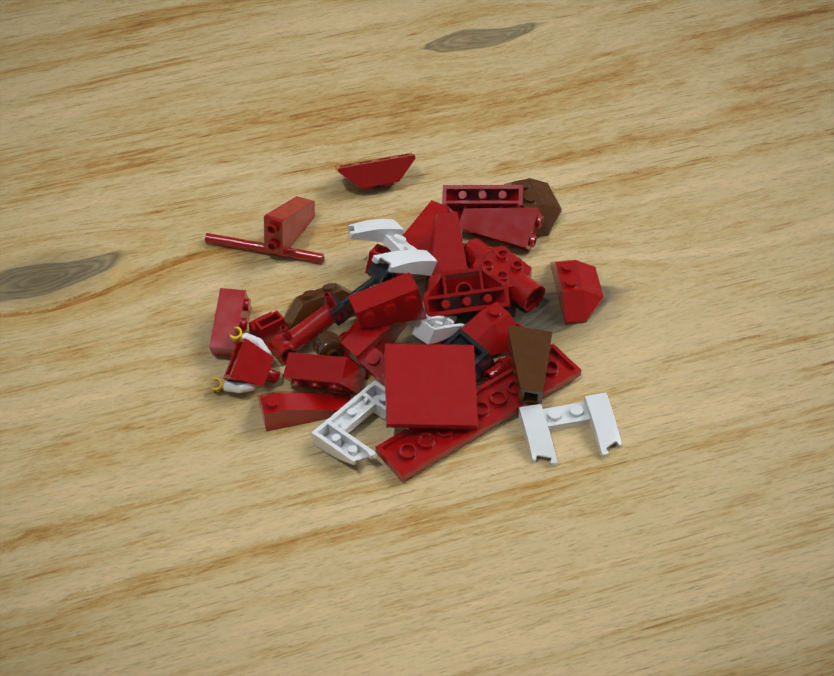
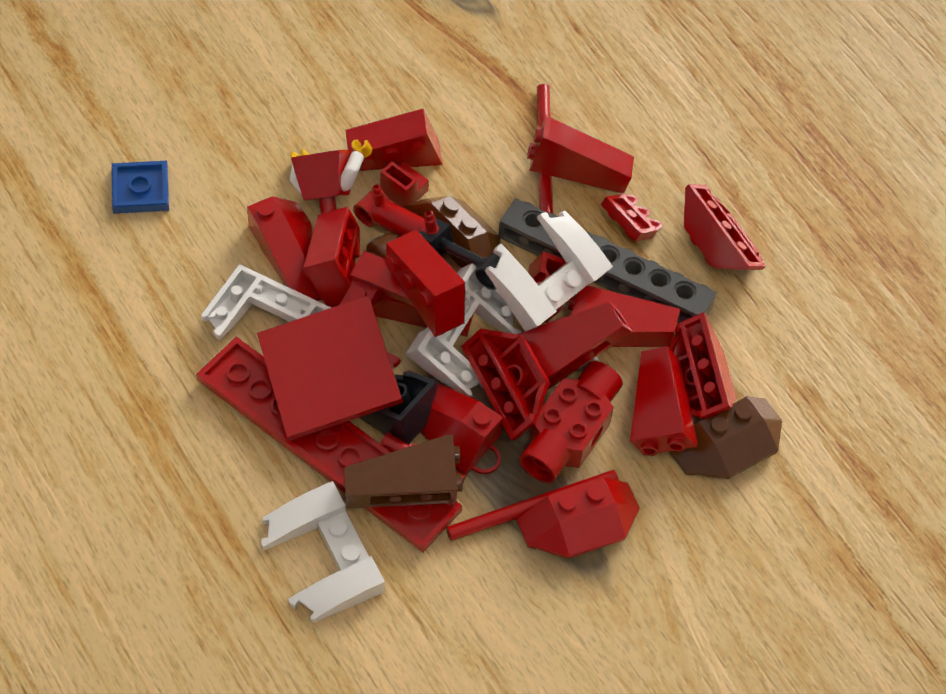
camera: 70 degrees right, 10 degrees up
(203, 493) = (140, 187): none -> blue tile
(339, 213) = (631, 217): none -> red plate
(351, 253) = (517, 228): none -> dark grey brick
(557, 312) = (509, 512): none -> red piece

